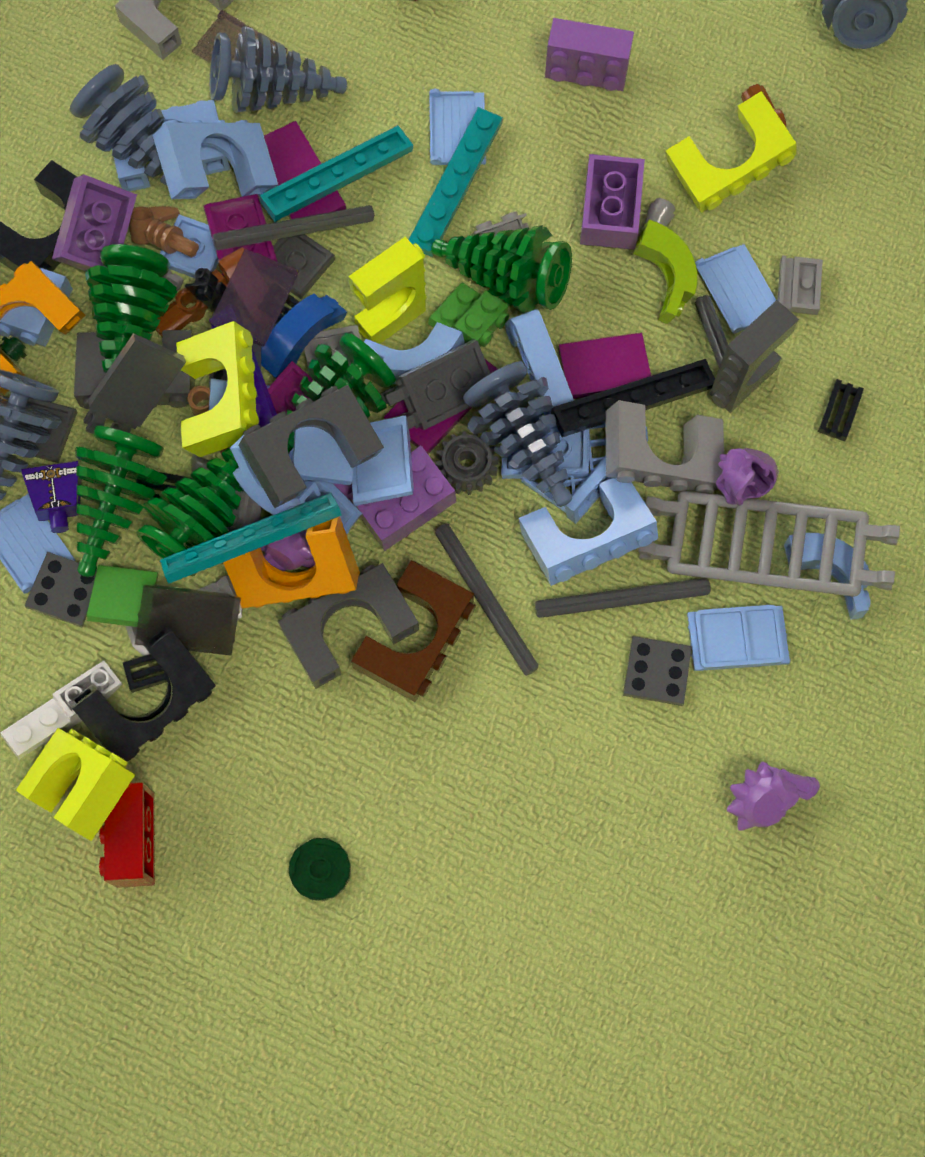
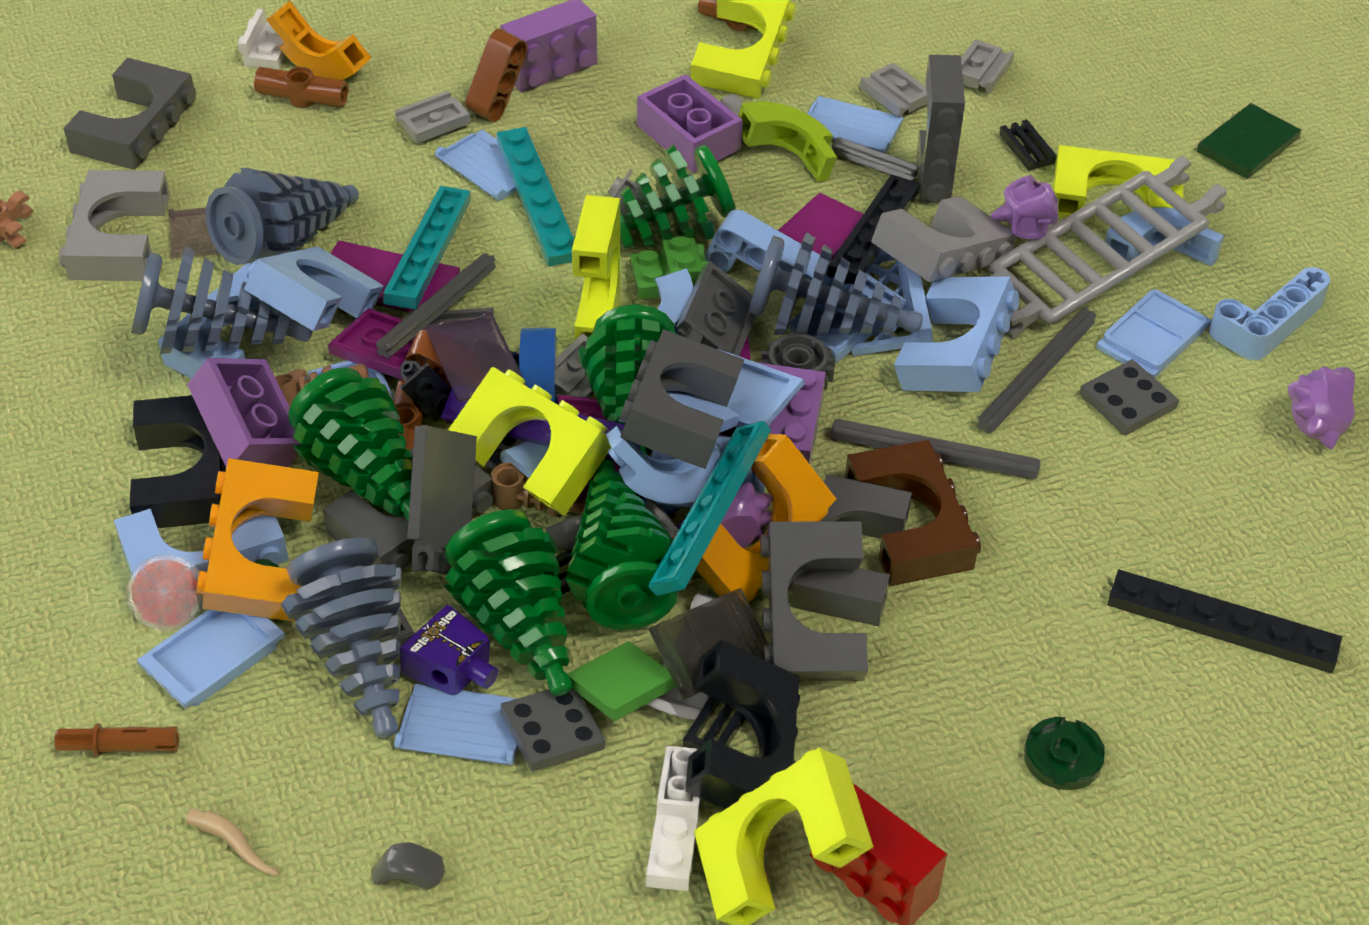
camera: 45 degrees left, 25 degrees down
(235, 662) = (790, 552): none -> dark grey arch
(457, 57) = (432, 117): none -> light grey plate
(518, 878) = (1225, 621): none -> black plate
(519, 57) = (496, 75): none -> dark orange beam
(838, 696) = (1260, 331): none -> light blue beam
(846, 464) = (1084, 168): none -> neon yellow arch
(889, 313) = (984, 65): none -> light grey plate

